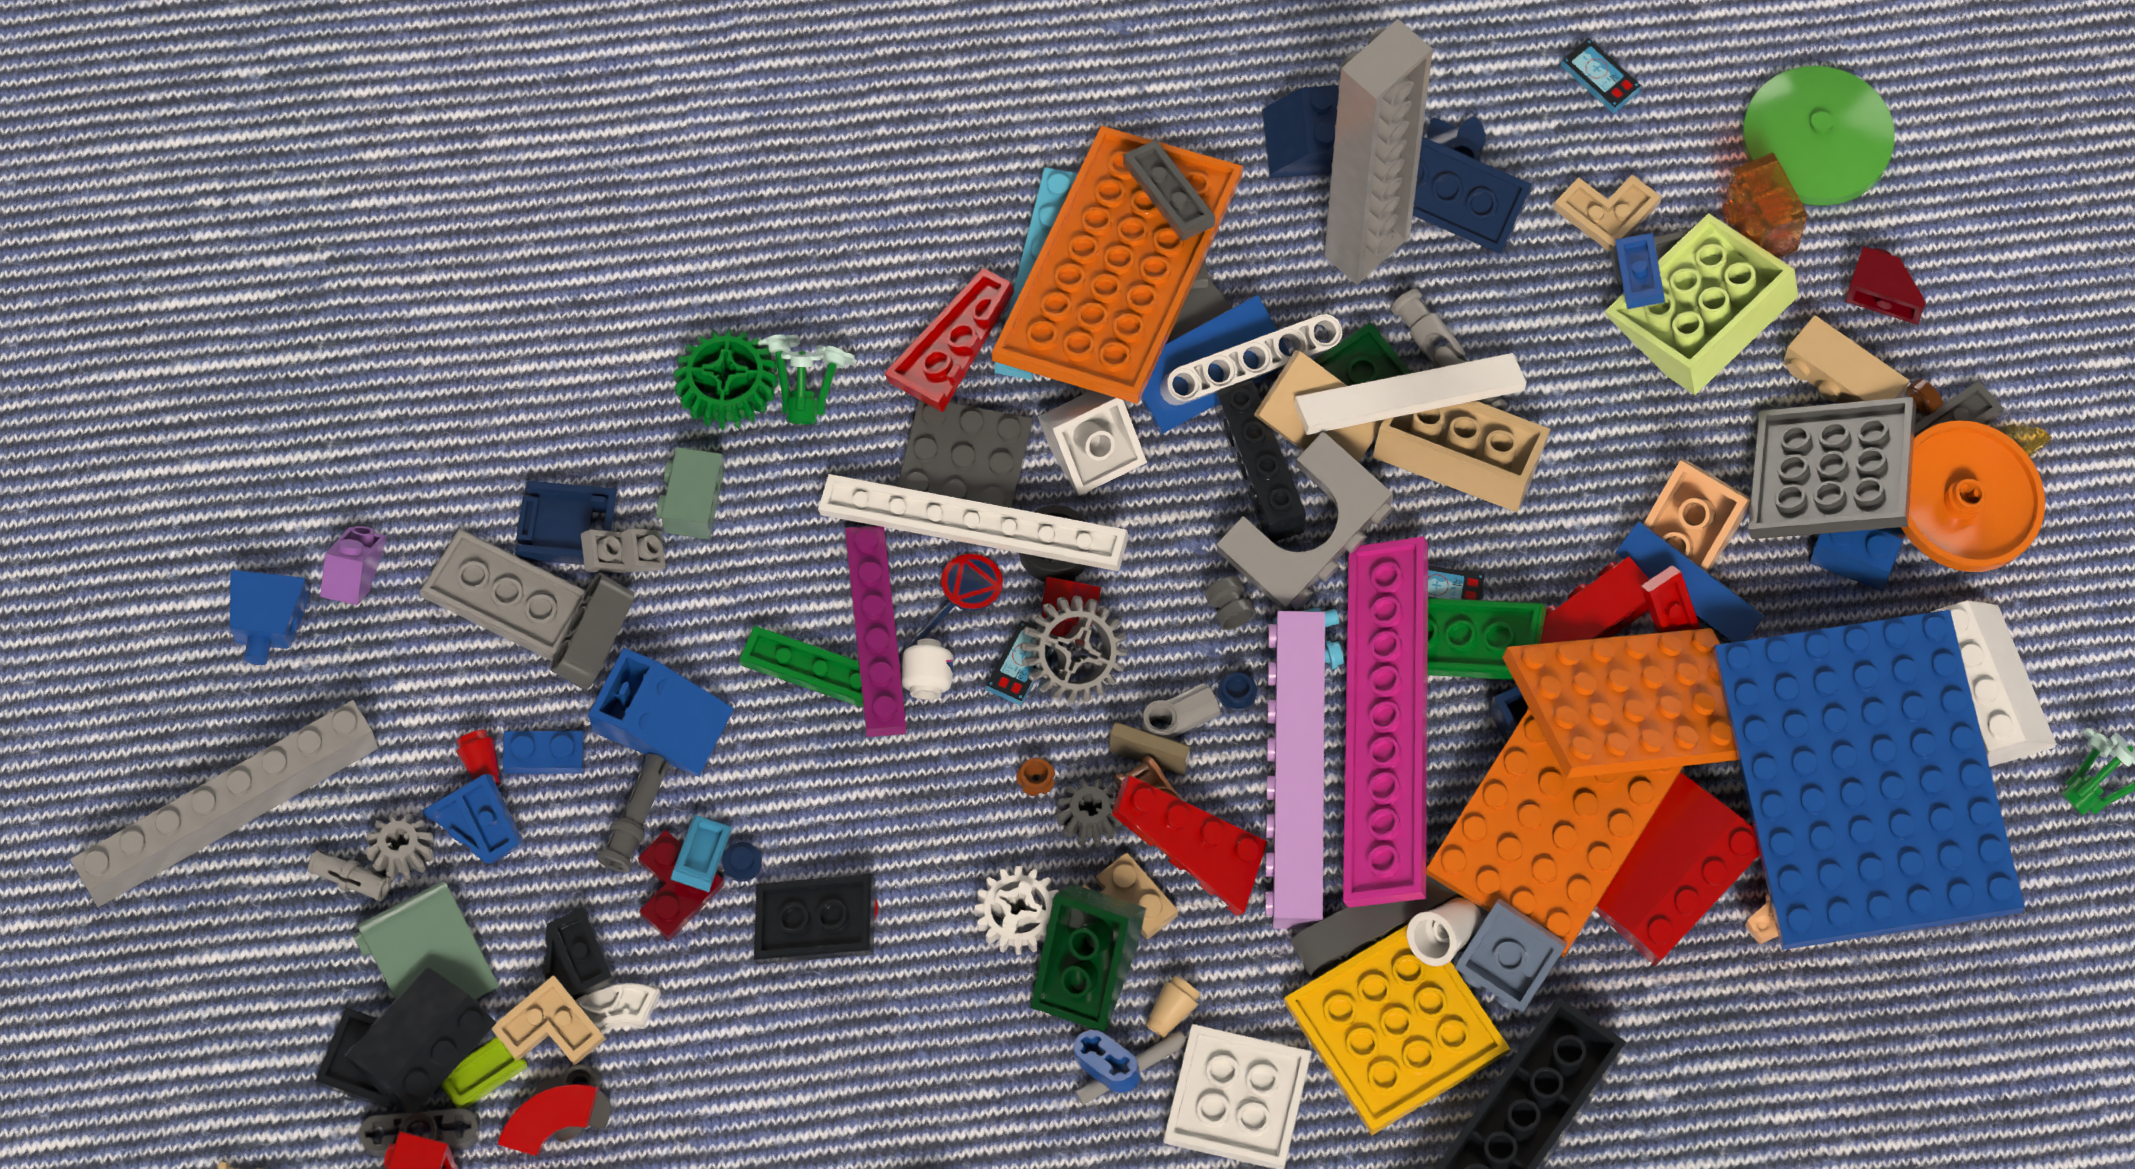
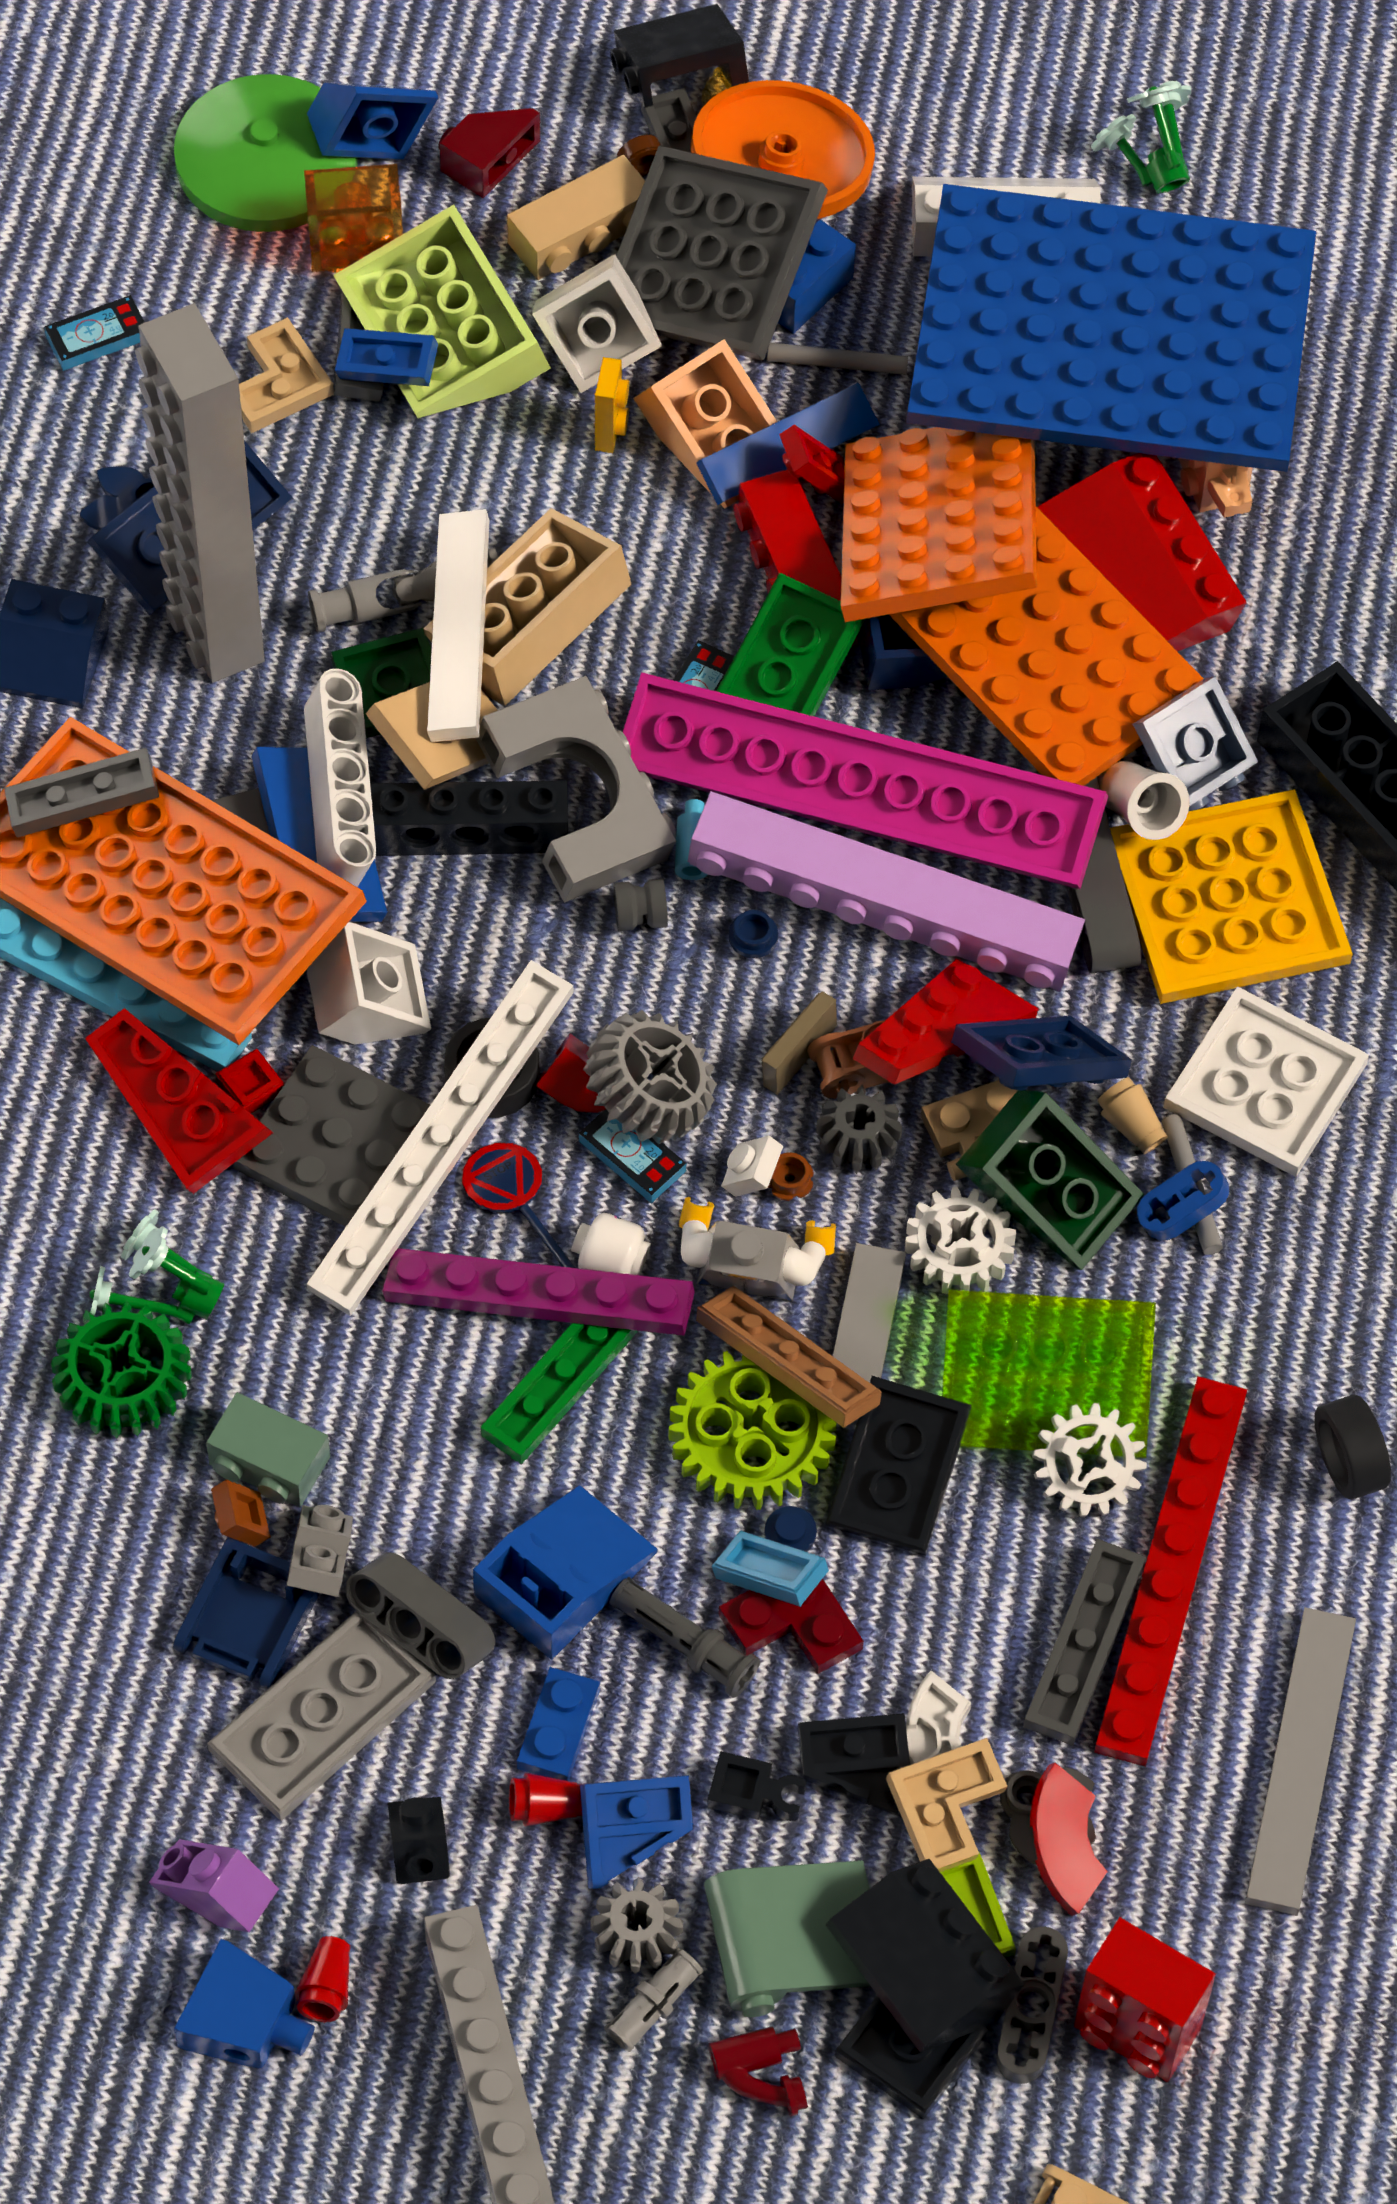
camera: 75 degrees left, 5 degrees down
(304, 659) = (325, 1981): none -> red cone
(330, 953) = (753, 2051): none -> dark red plant
(427, 684) = (418, 1840): none -> black bracket
(529, 889) = (745, 1786): none -> black plate
(636, 490) = (240, 1513): none -> dark orange plate
(714, 1090) = (1084, 1642): none -> dark grey plate
(781, 798) = (722, 1457): none -> lime gear
(798, 1138) = (1170, 1572): none -> red plate
(864, 1067) = (1111, 1470): none -> white gear
(870, 812) = (788, 1356): none -> medium nougat tile
(931, 1002) = (1038, 1356): none -> clear neon green slope
(936, 865) = (869, 1309): none -> light grey tile
(946, 765) = (750, 1256): none -> torso
(990, 389) = (250, 1081): none -> red tile
(1032, 745) = (751, 1166): none -> white plate
(1181, 712) = (764, 997): light grey piece -> none
(1186, 915) = (1041, 1052): none -> dark blue plate
(1663, 441) = (610, 405): none -> yellow plate
(1741, 409) = (595, 319): none -> white slope
(1791, 588) = (837, 358): none -> light grey bar
(1864, 188) = (369, 119): none -> blue slope
(2032, 390) = (678, 47): none -> black panel

